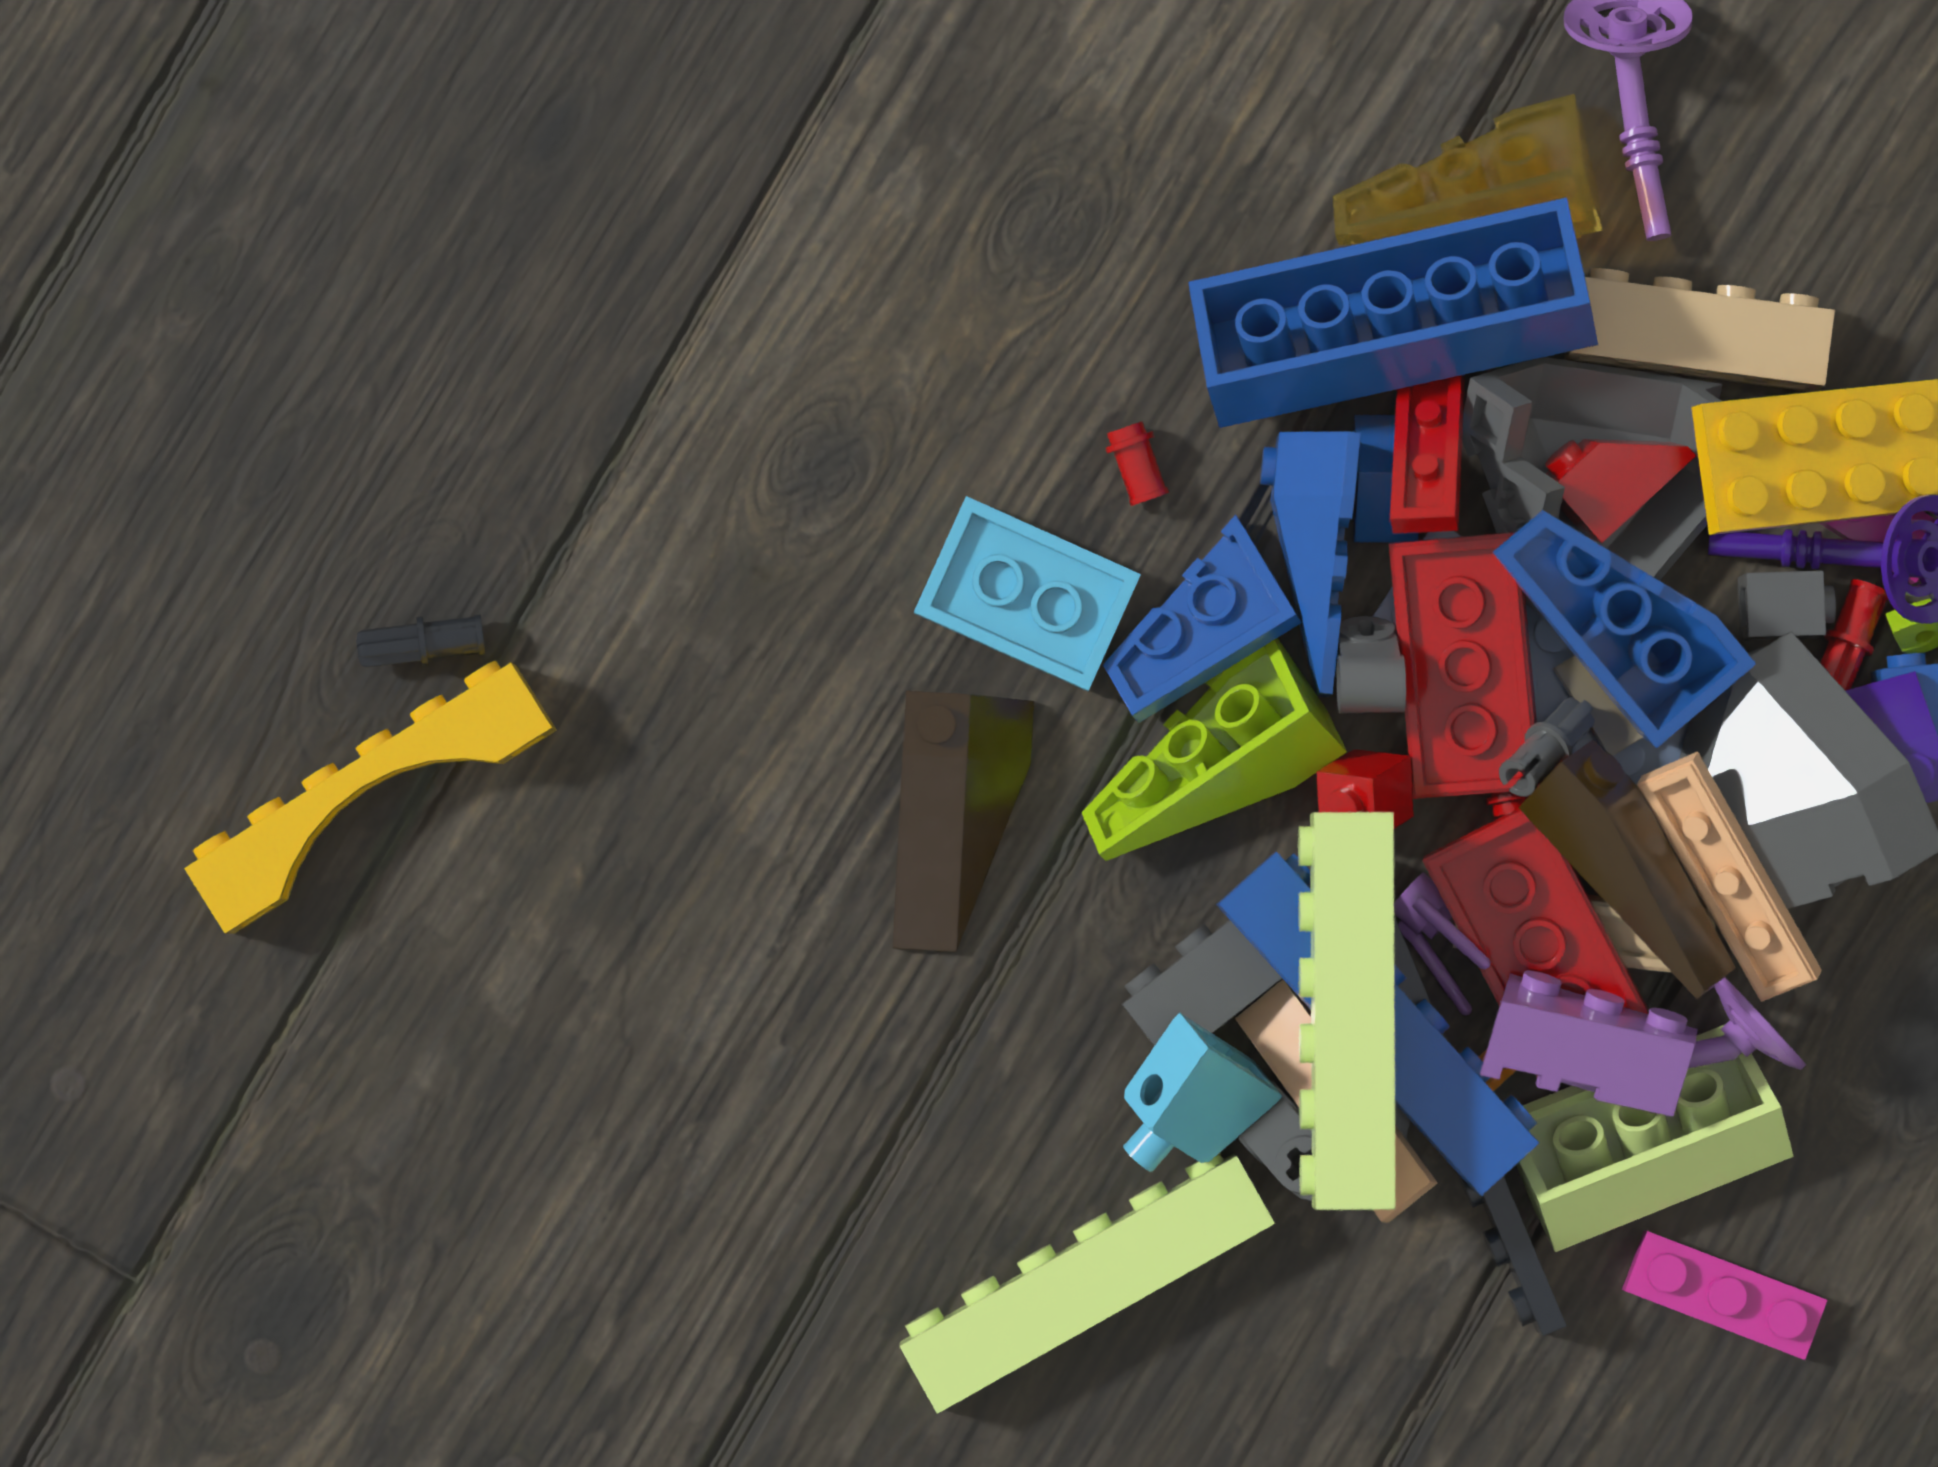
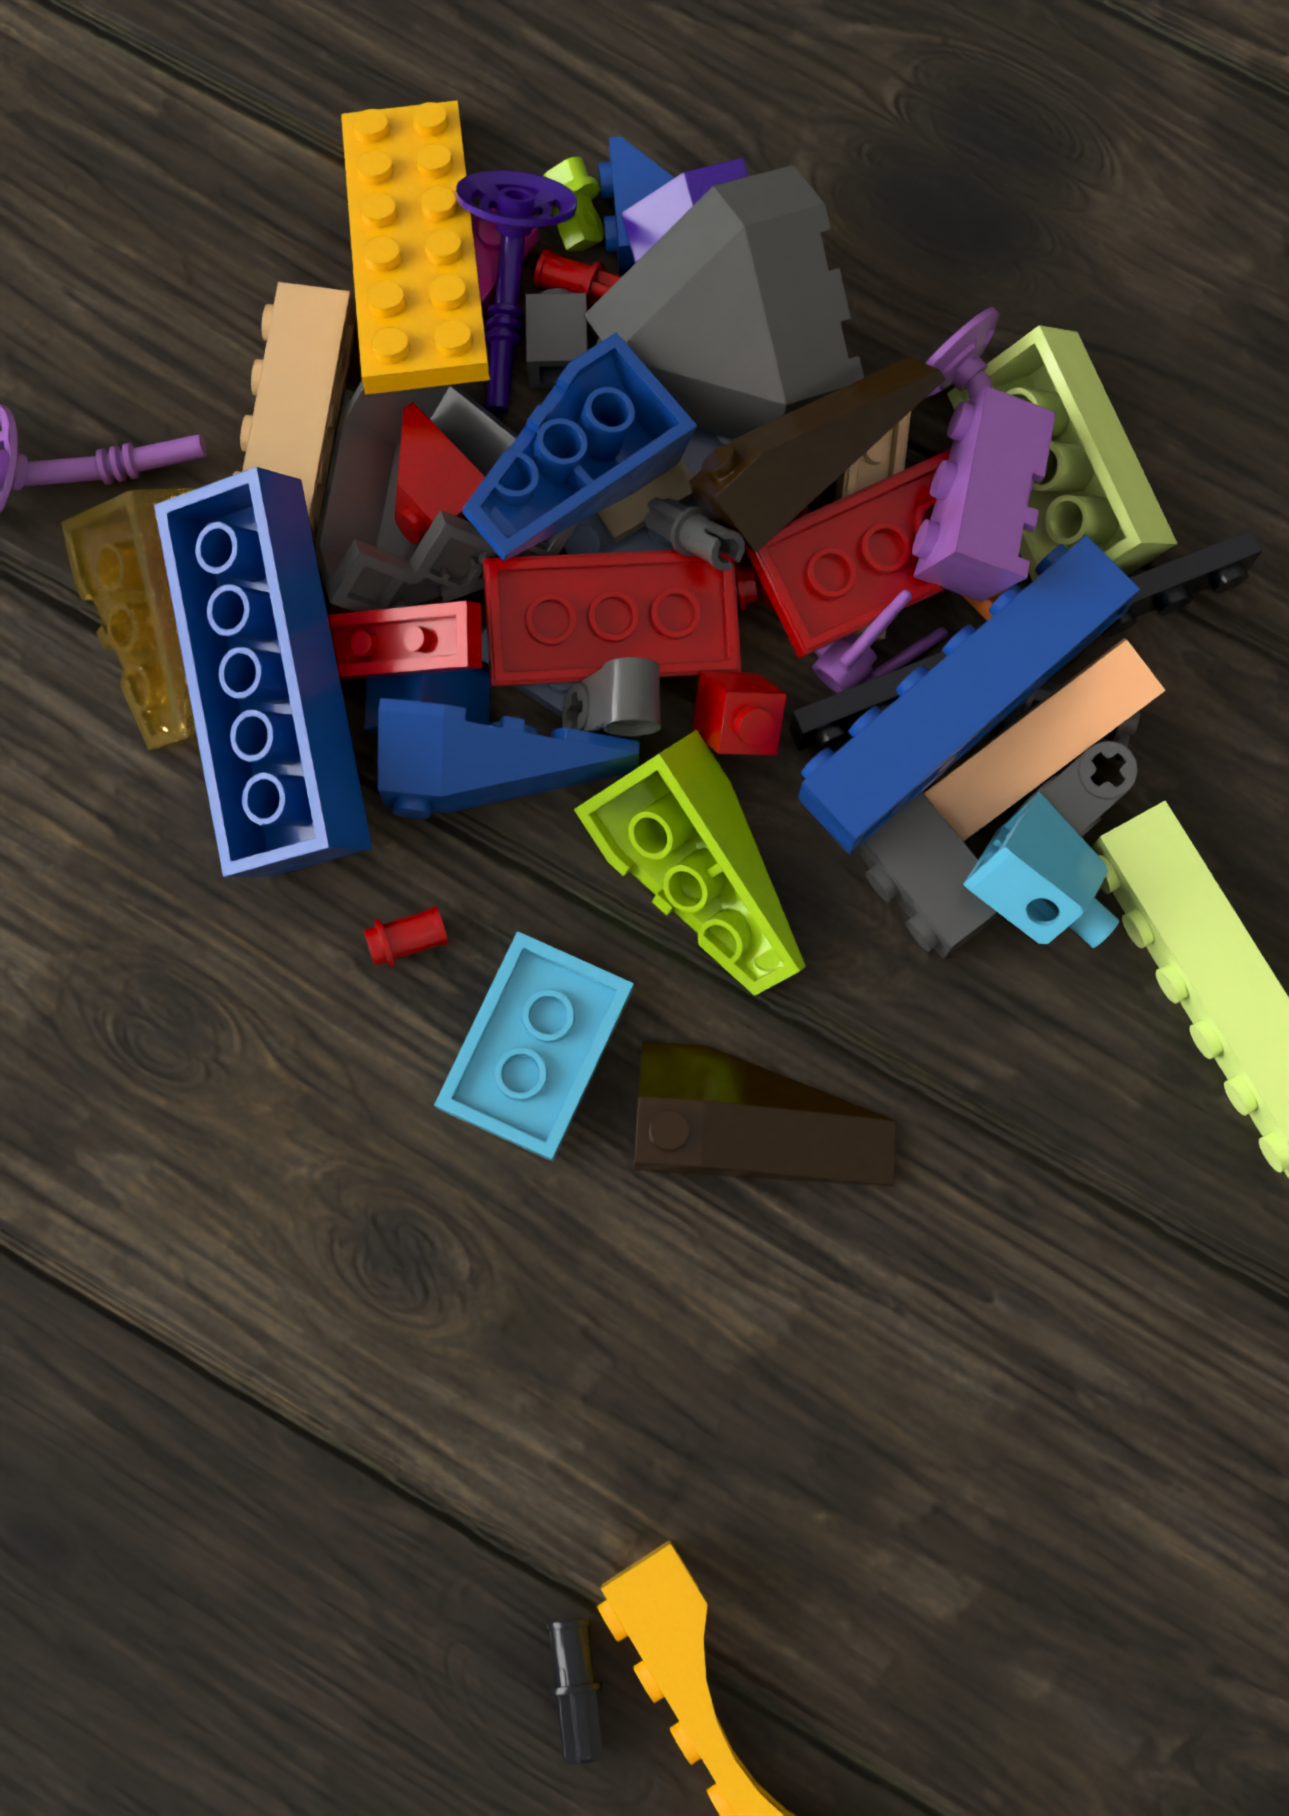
camera: 95 degrees left, 10 degrees down
(1207, 625) = (569, 869): blue wing -> none
(1350, 1010) = (967, 703): yellowish green brick -> none
(1724, 1294) = (1204, 403): dark pink plate -> none
(1729, 876) = (818, 364): light nougat tile -> none

